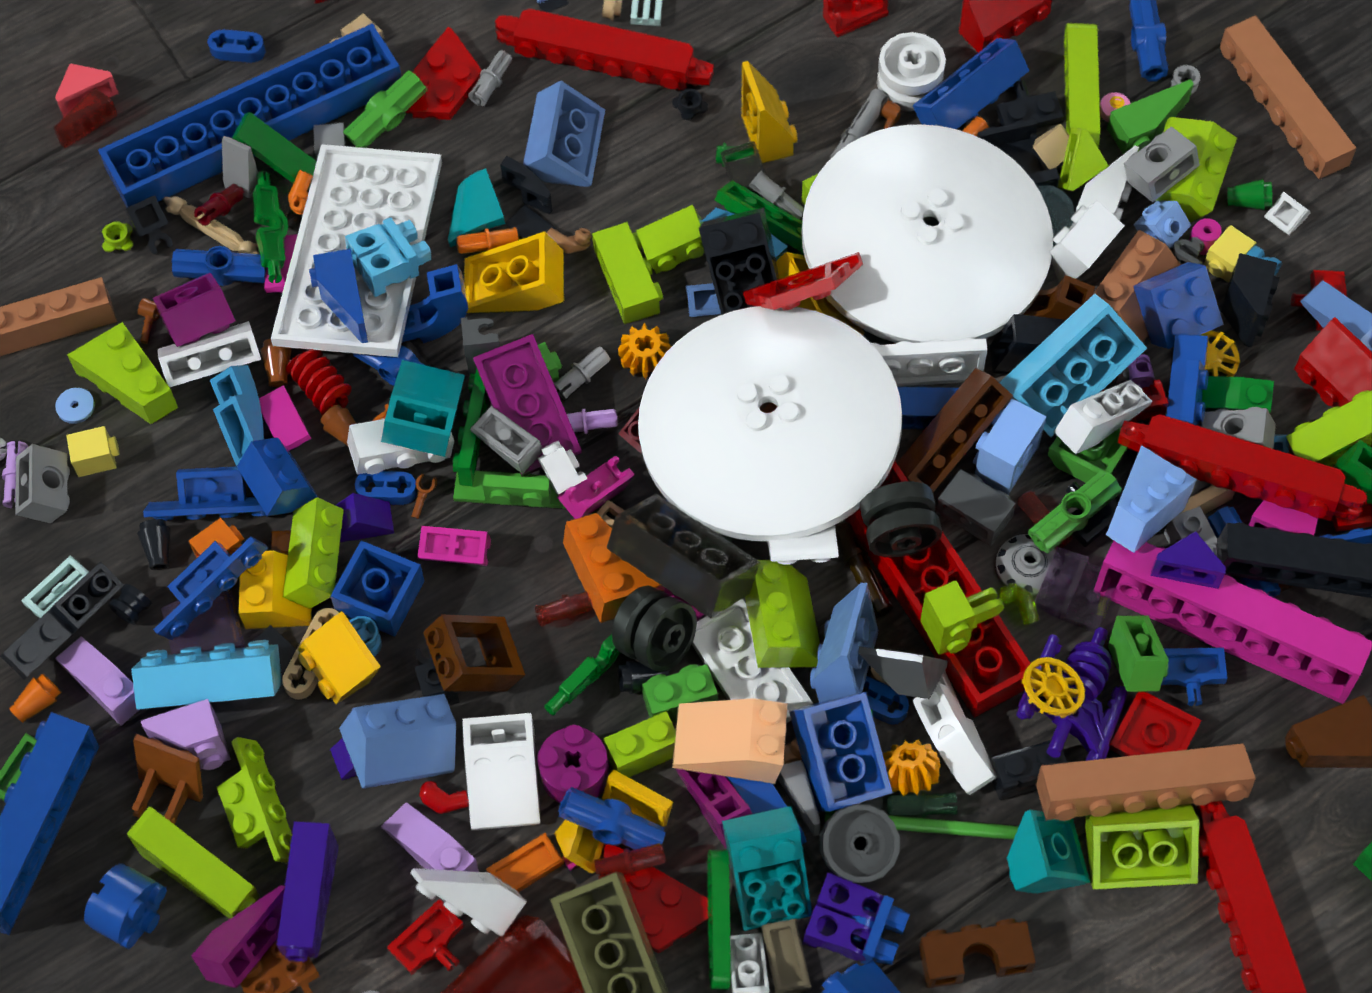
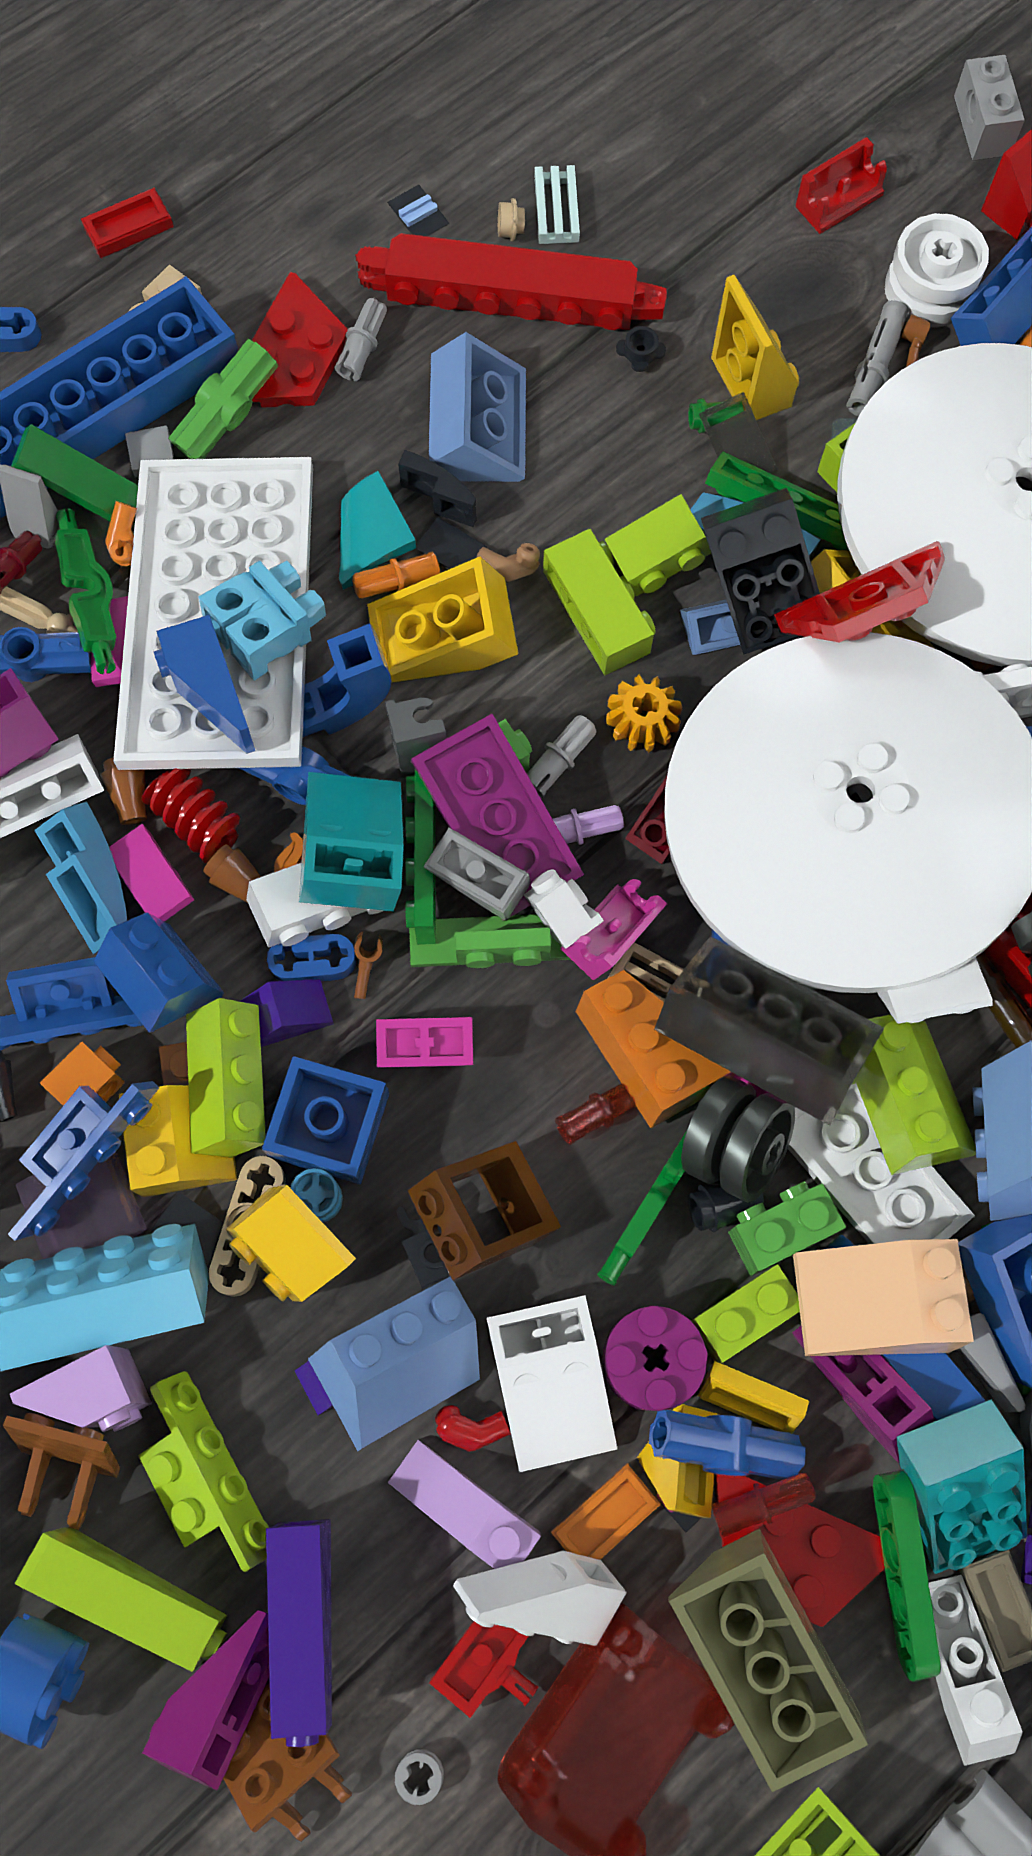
camera: 10 degrees left, 10 degrees up
(776, 195) = (784, 465): light grey axle -> none

